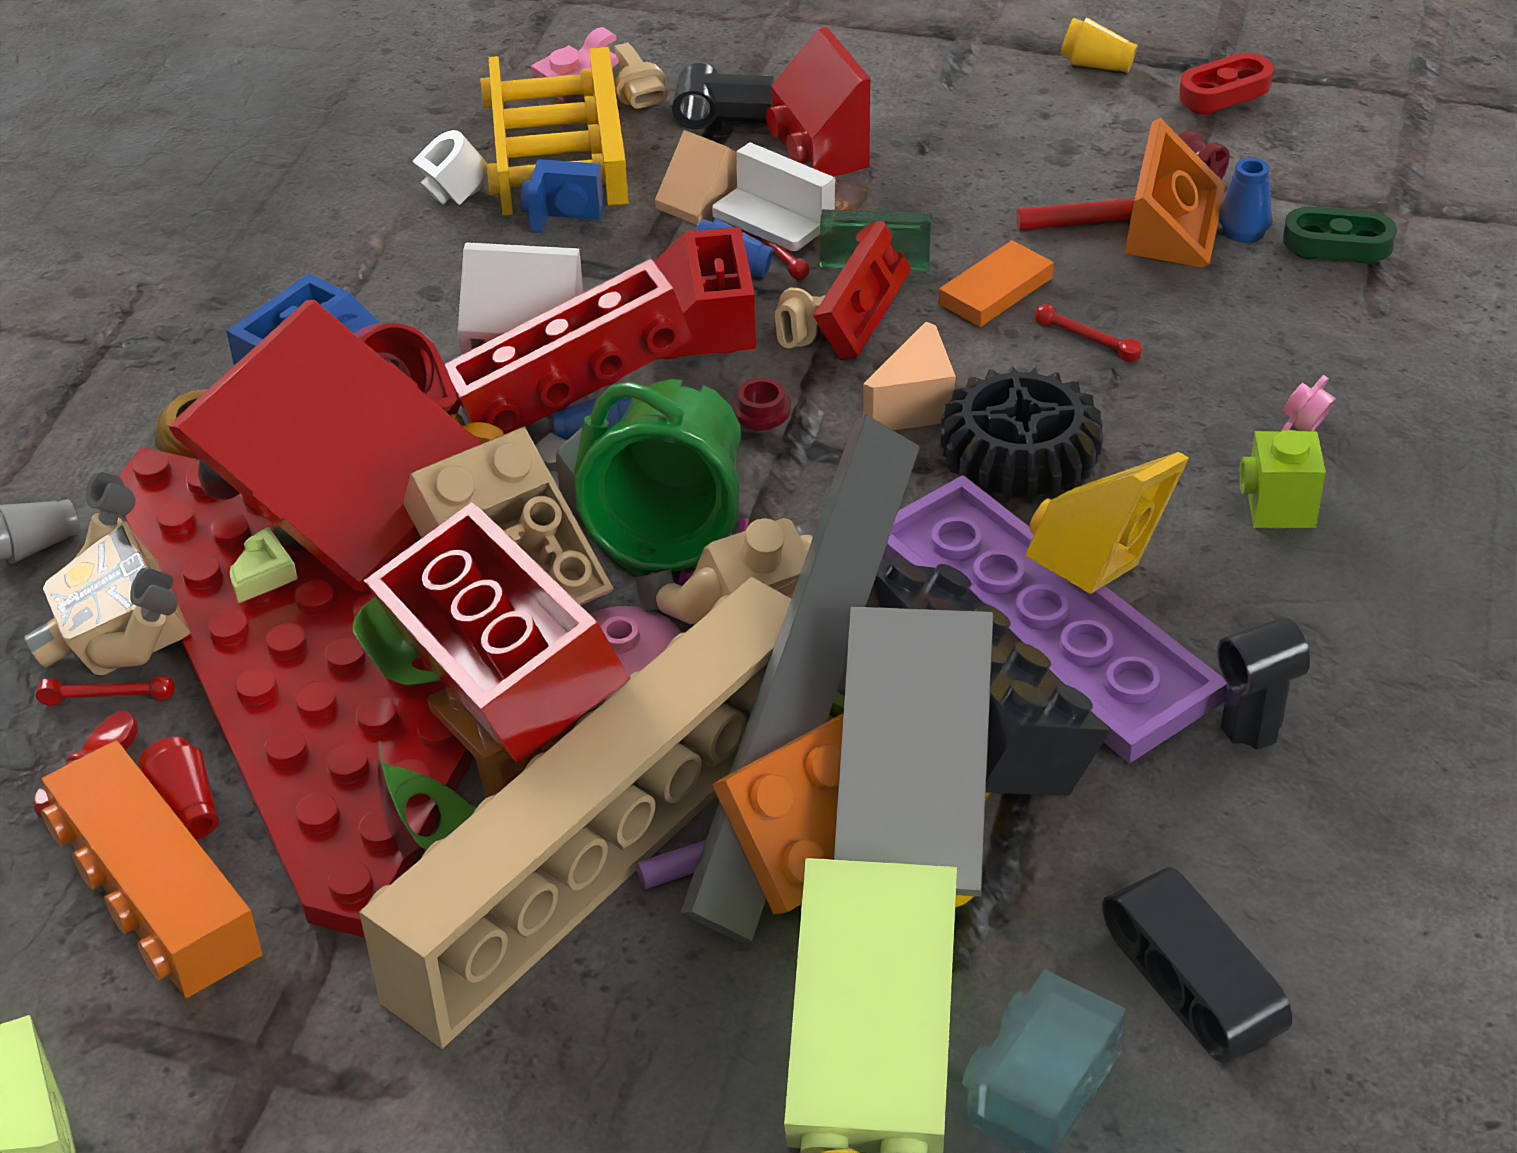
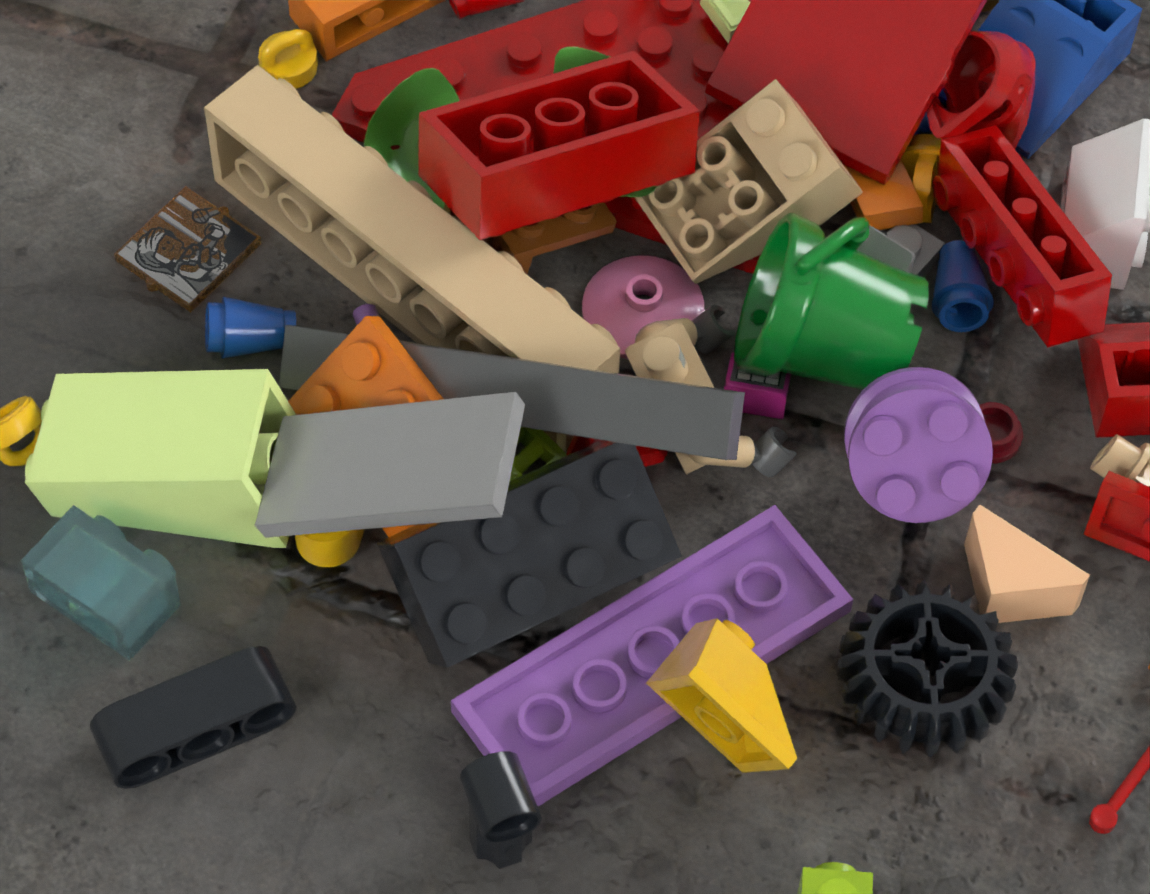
camera: 90 degrees right, 15 degrees up
(267, 980) = (290, 57): none -> yellow tile
(550, 1060) = (187, 249): none -> piece
(679, 974) = (244, 327): none -> blue cone
(801, 415) = (917, 445): none -> medium lavender wheel

